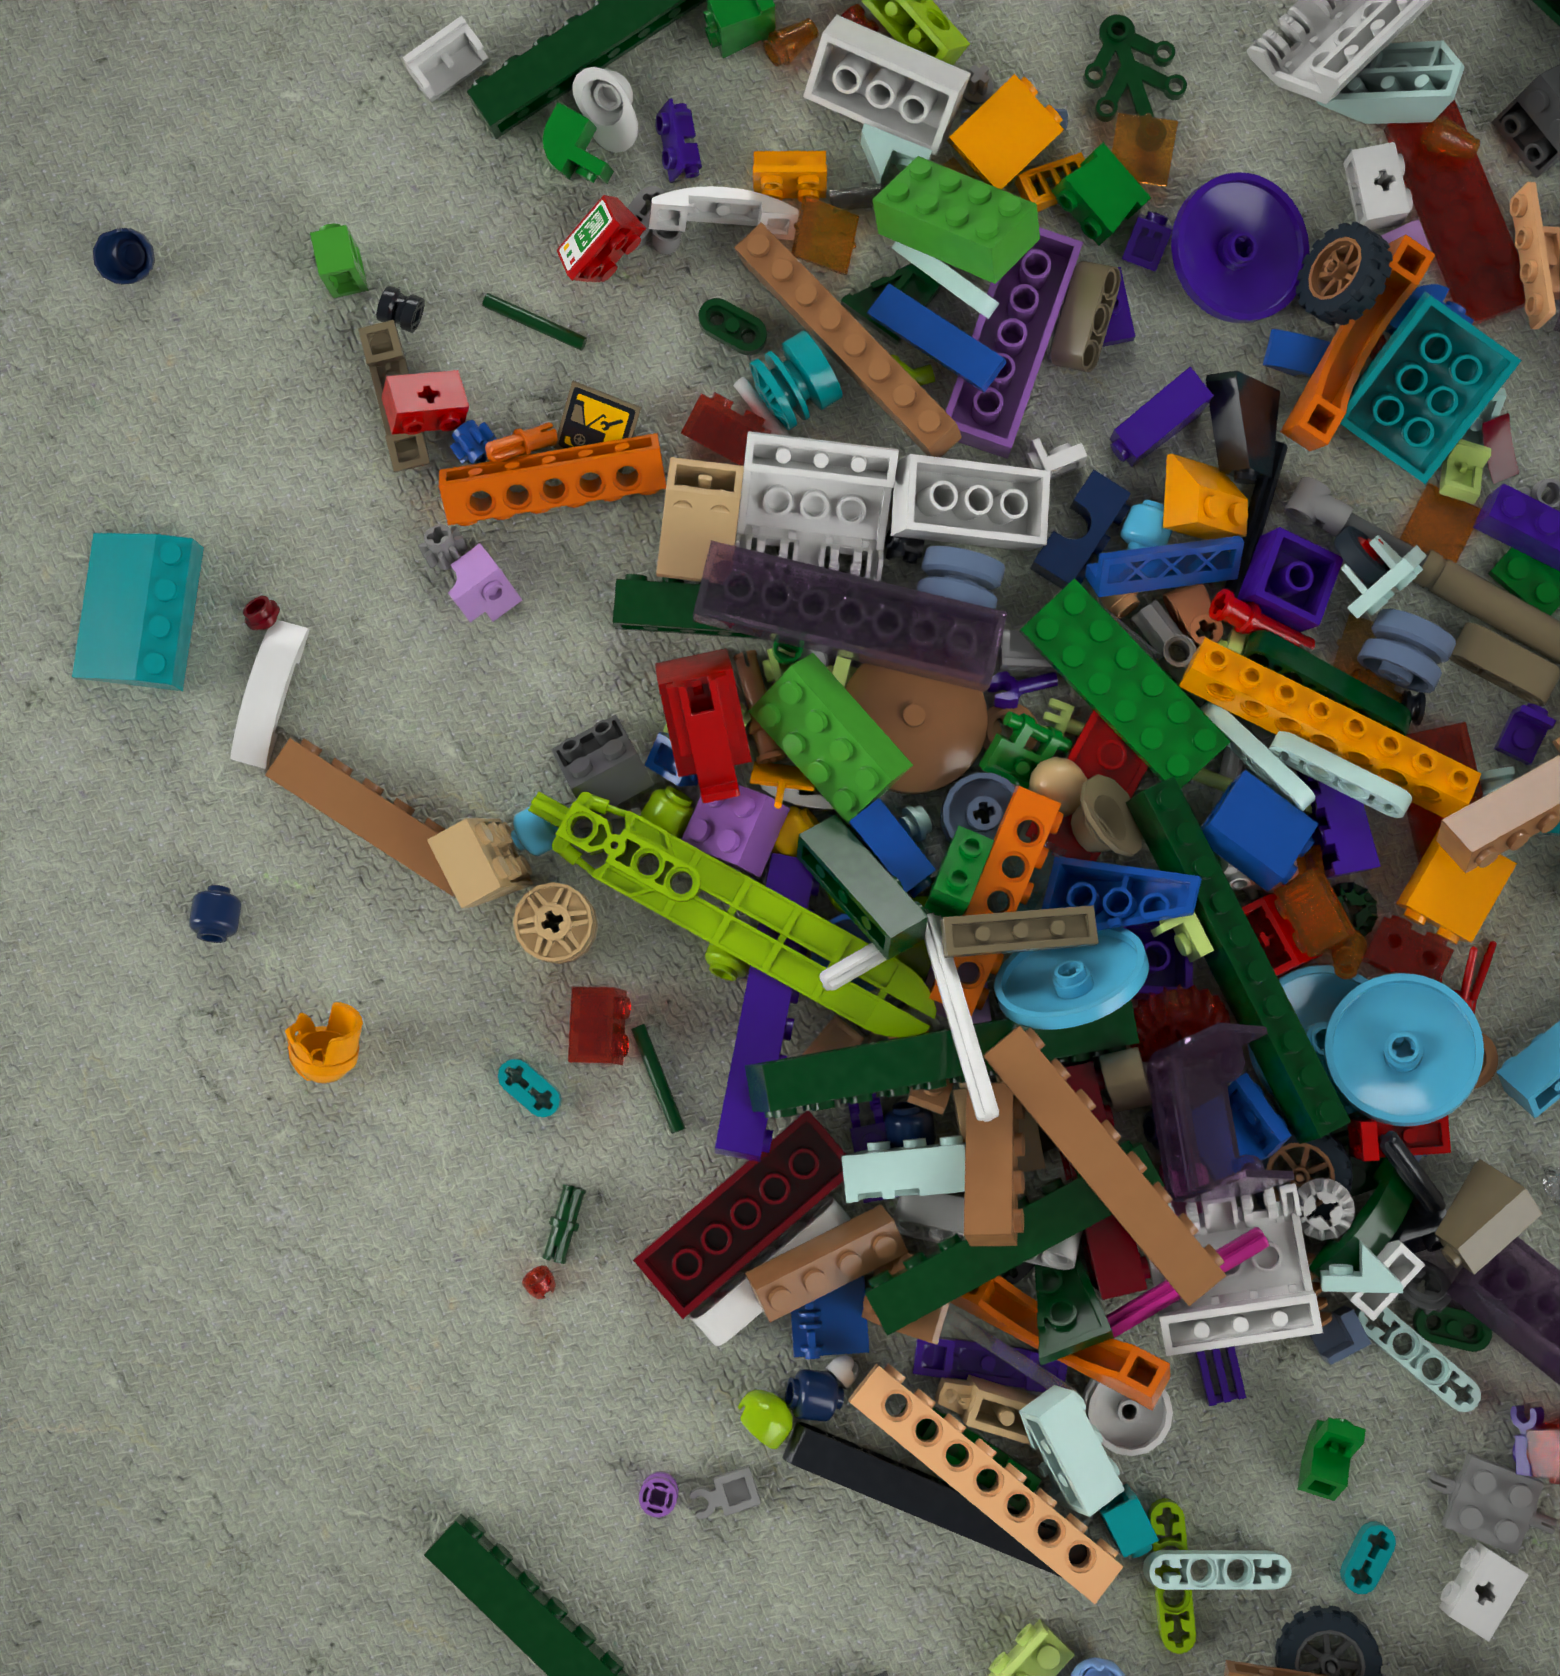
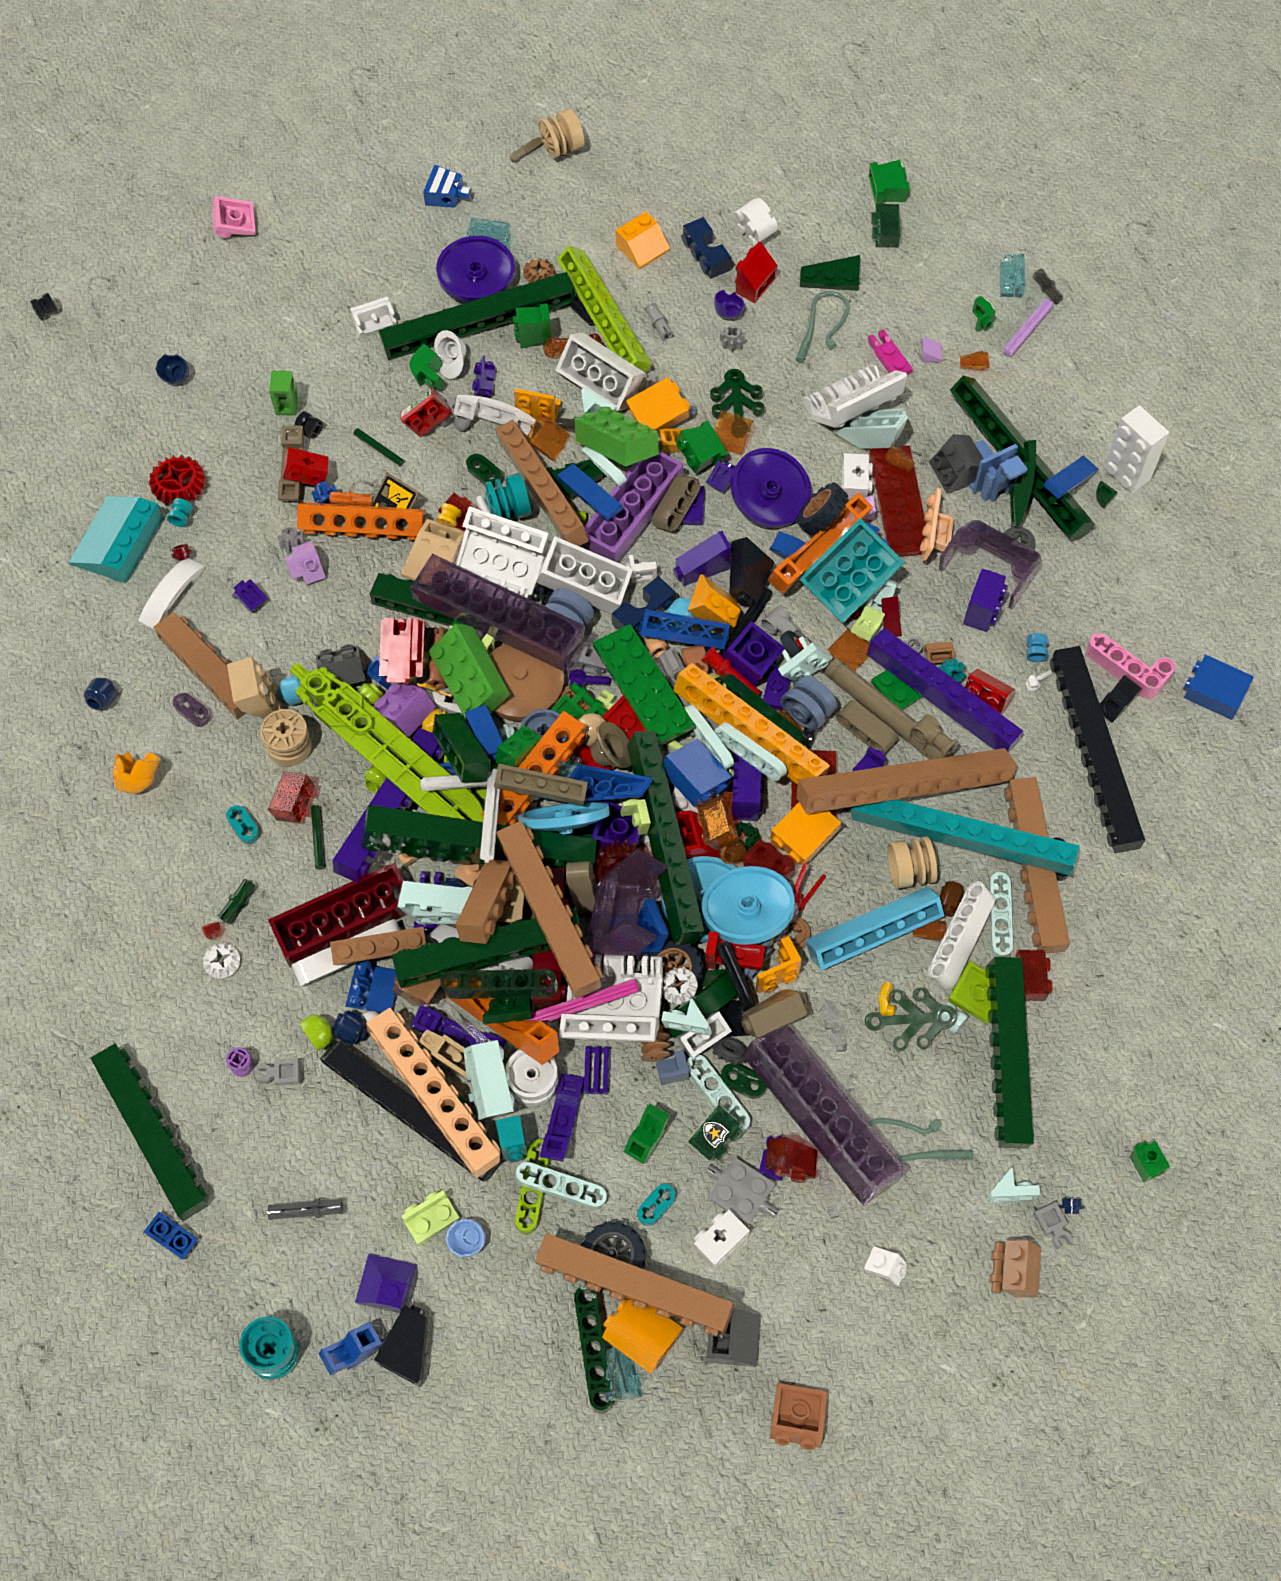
camera: 10 degrees right, 20 degrees down
(195, 485) = (186, 471): none -> red gear
(233, 538) = (180, 510): none -> teal wheel
(372, 910) = (194, 706): none -> clear purple beam
(403, 667) = (249, 594): none -> dark purple bracket
(573, 1311) = (231, 963): none -> white gear
(708, 445) = (449, 515): none -> yellow wheel
(1064, 1280) = (490, 977): none -> clear green beam
(1190, 1465) = (562, 1118): none -> dark purple slope
(1339, 628) = (775, 688): none -> dark purple plate
(1438, 1429) = (717, 1133): none -> clear green brick
(1489, 1134) = (786, 971): none -> light orange bracket

